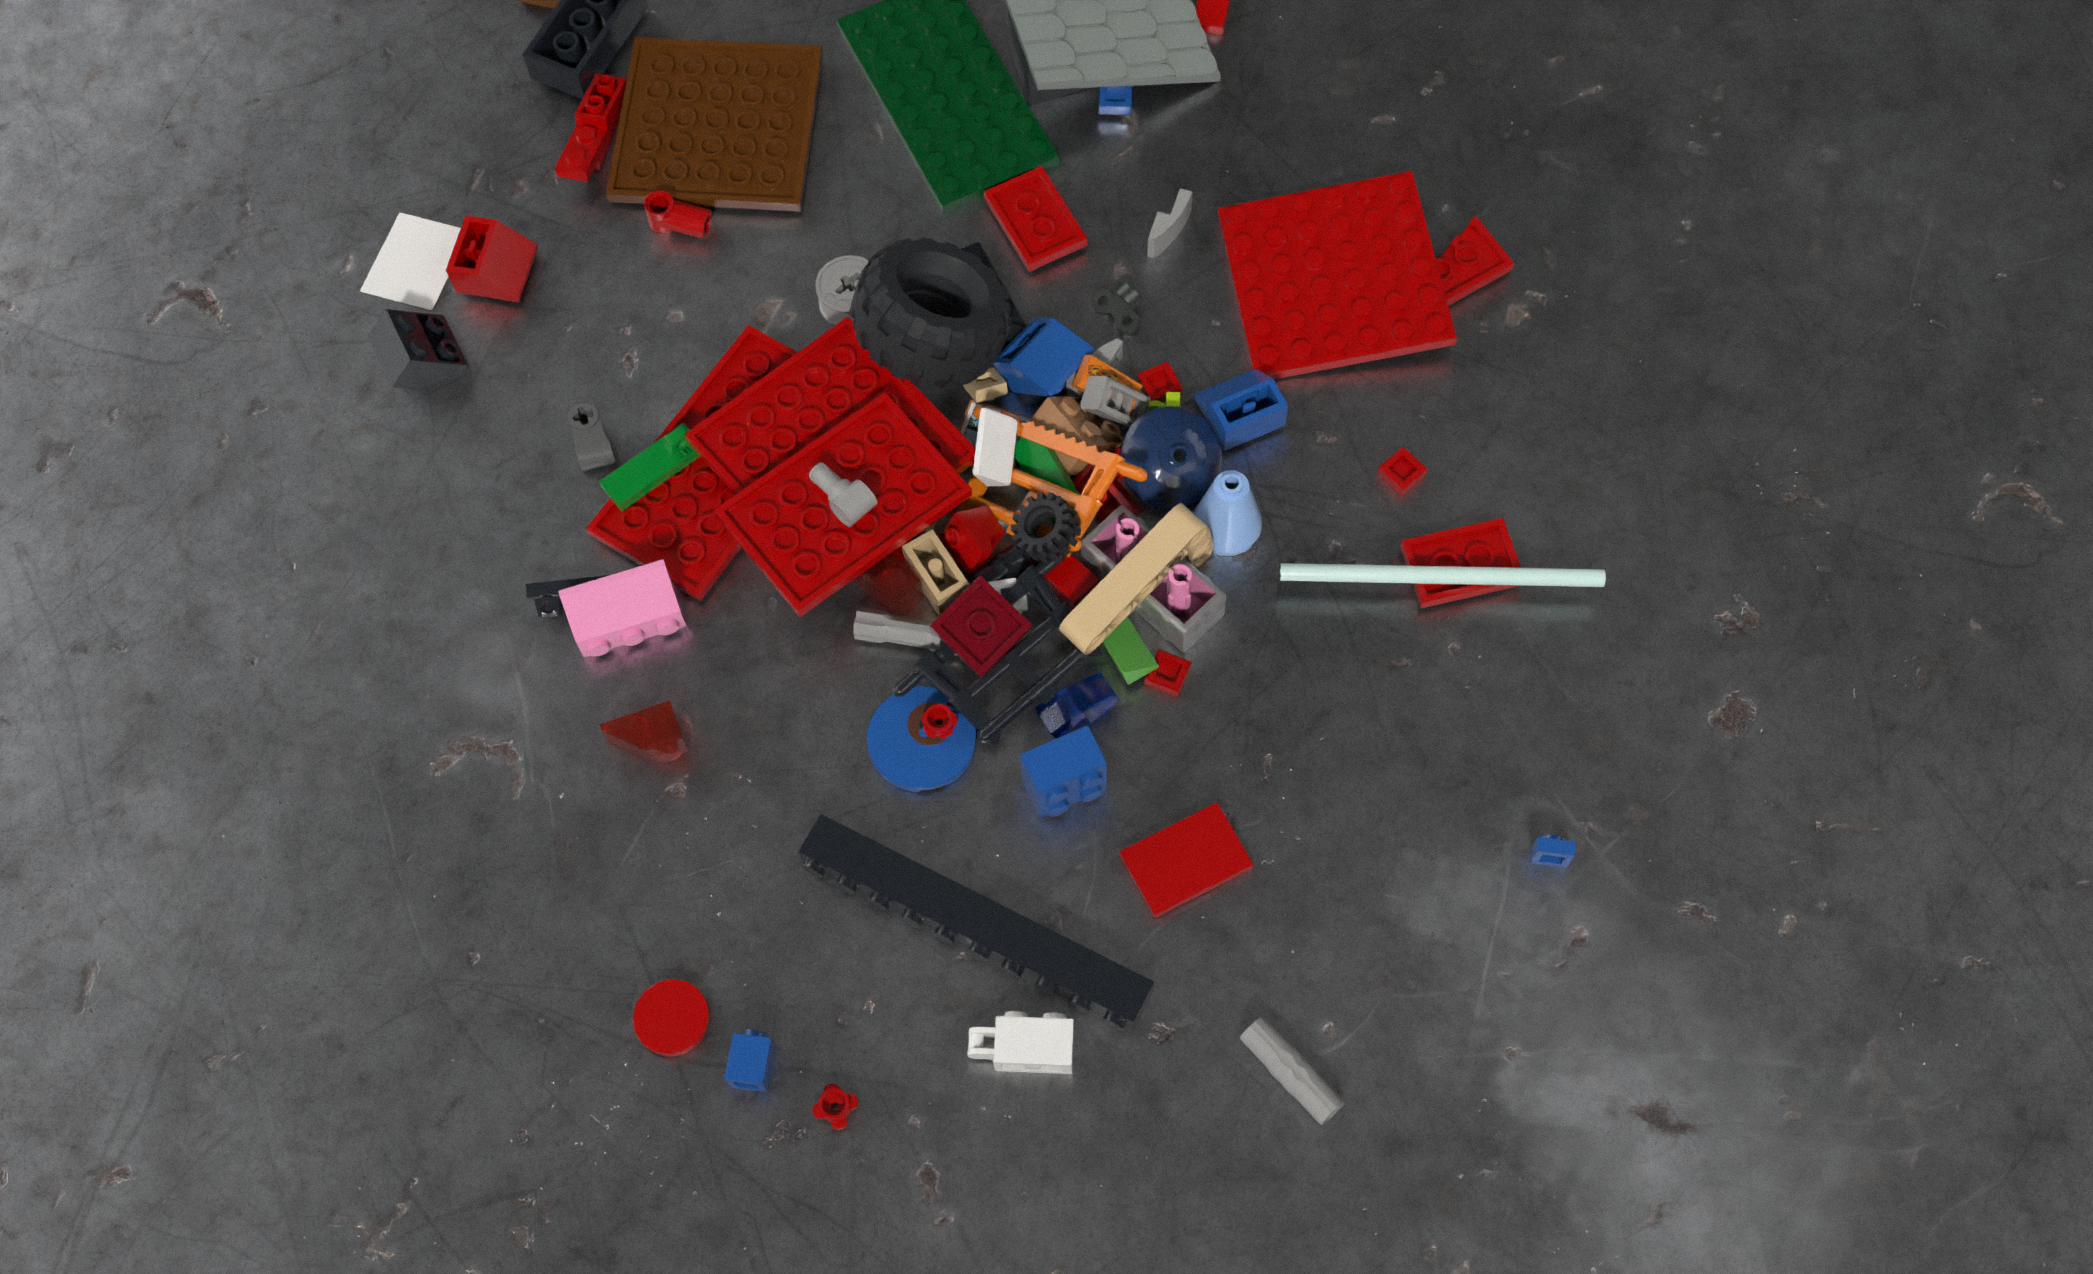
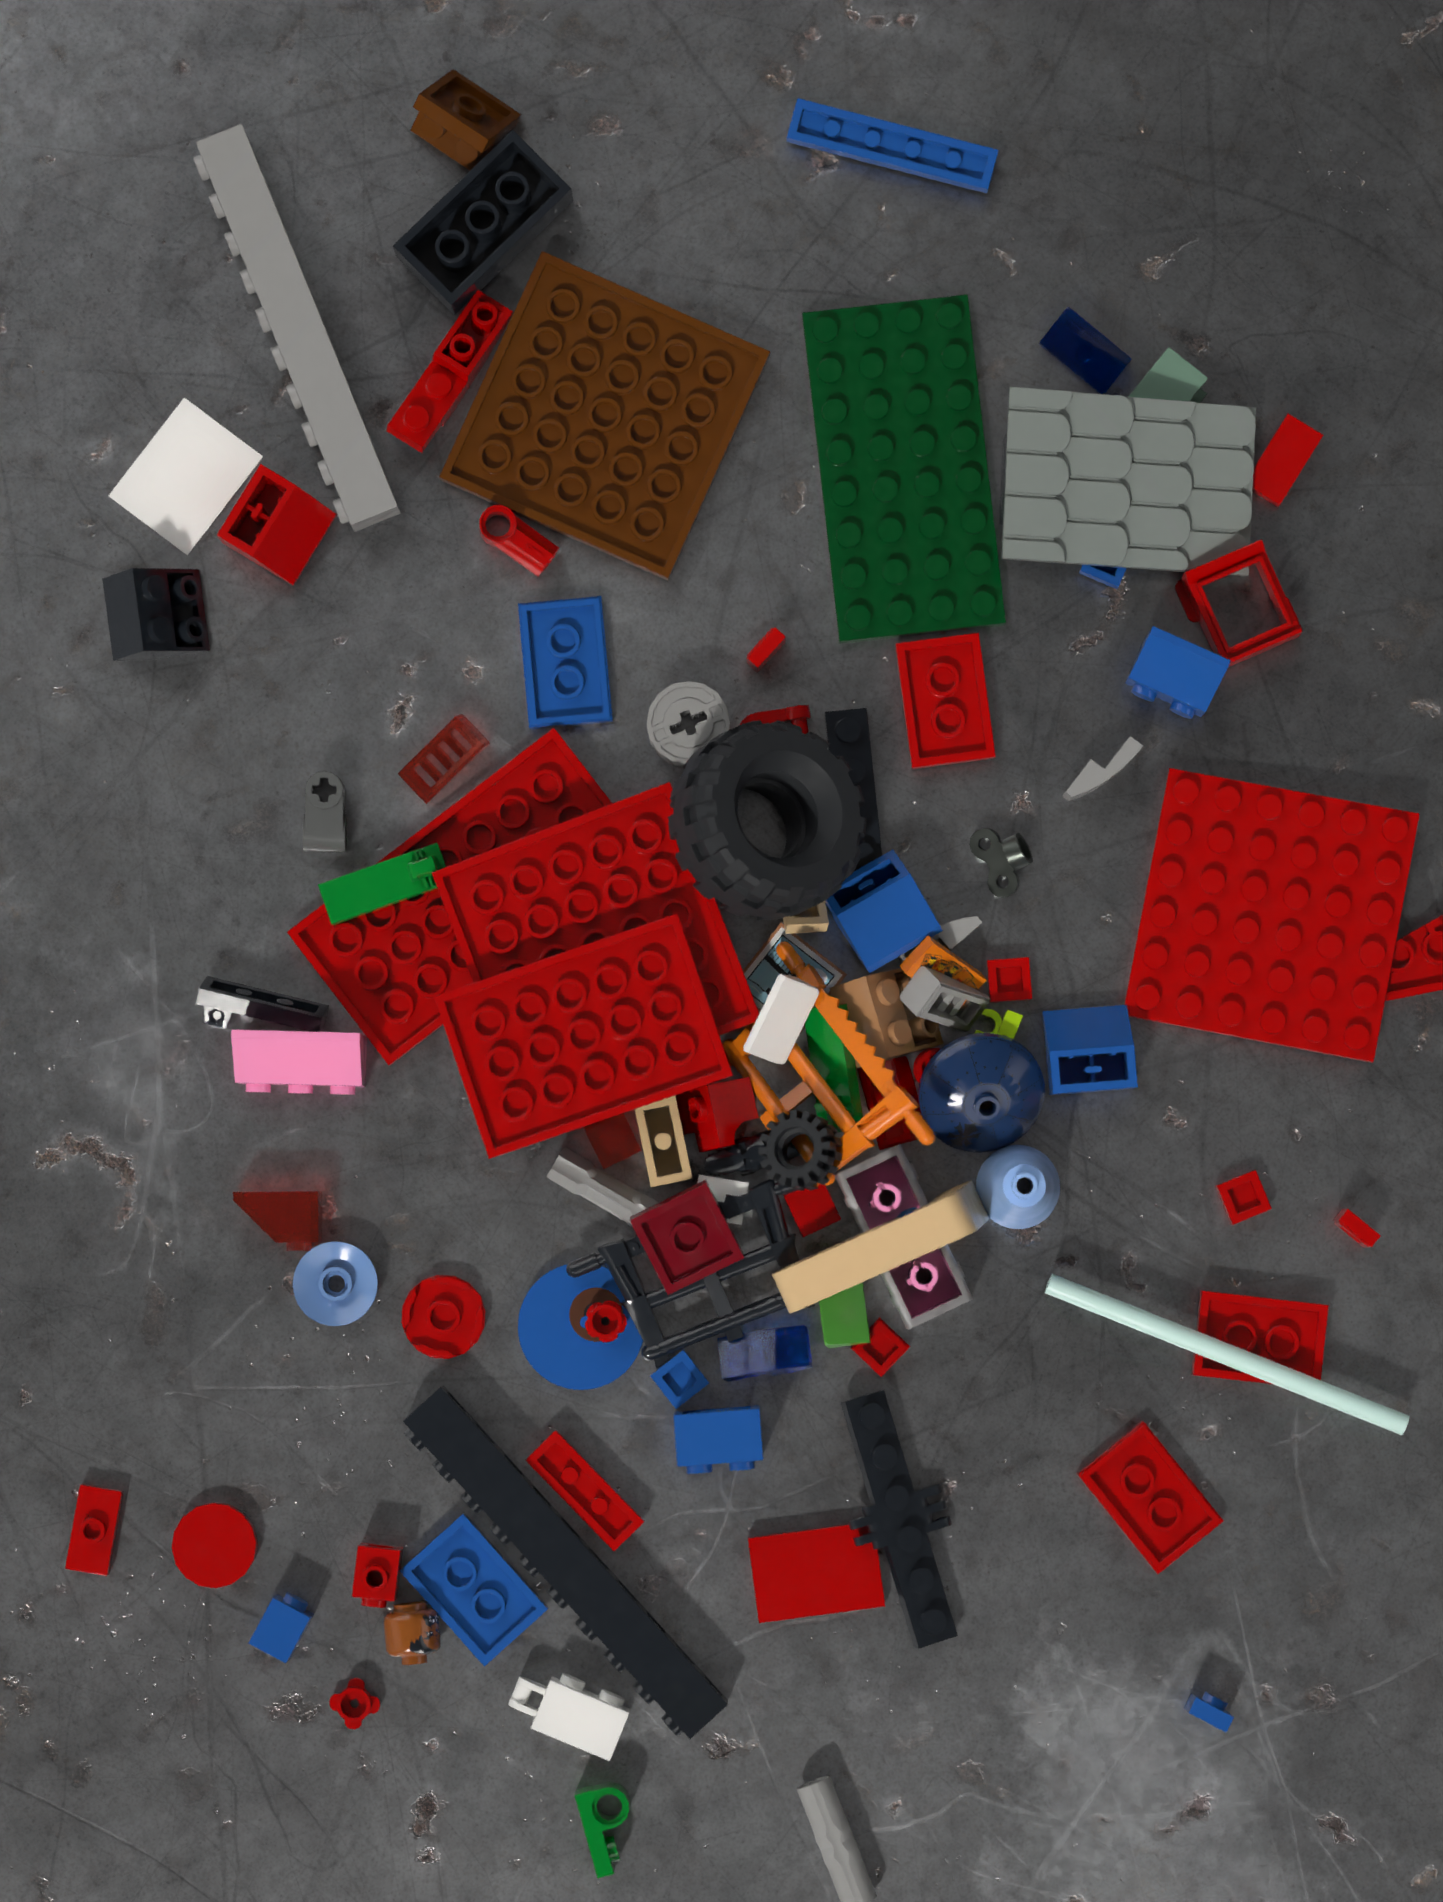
camera: 20 degrees right, 20 degrees up
(472, 140) = (297, 328): none -> light grey brick
(563, 1042) = (94, 1529): none -> red plate
(687, 372) = (469, 732): none -> clear red slope
(703, 756) = (313, 1289): none -> medium blue dish
(743, 286) = (565, 662): none -> blue tile
(806, 771) = (443, 1316): none -> red tile
(818, 987) = (377, 1574): none -> red brick
(847, 499) = (586, 1044): light grey pin -> none
(864, 1024) = (412, 1632): none -> dark orange head
(889, 225) = (765, 649): none -> red tile
(905, 973) = (474, 1589): none -> blue plate
(970, 861) = (585, 1490): none -> red plate
(1012, 744) = (679, 1379): none -> blue plate
(1079, 1128) = (602, 1848): none -> green plate
(1196, 138) = (1176, 673): none -> blue slope
(1197, 104) = (1198, 608): none -> red piece
(1237, 793) = (899, 1519): none -> black hinge
(1429, 709) = (1150, 1497): none -> red tile
(1498, 459) = (1356, 1228): none -> red tile

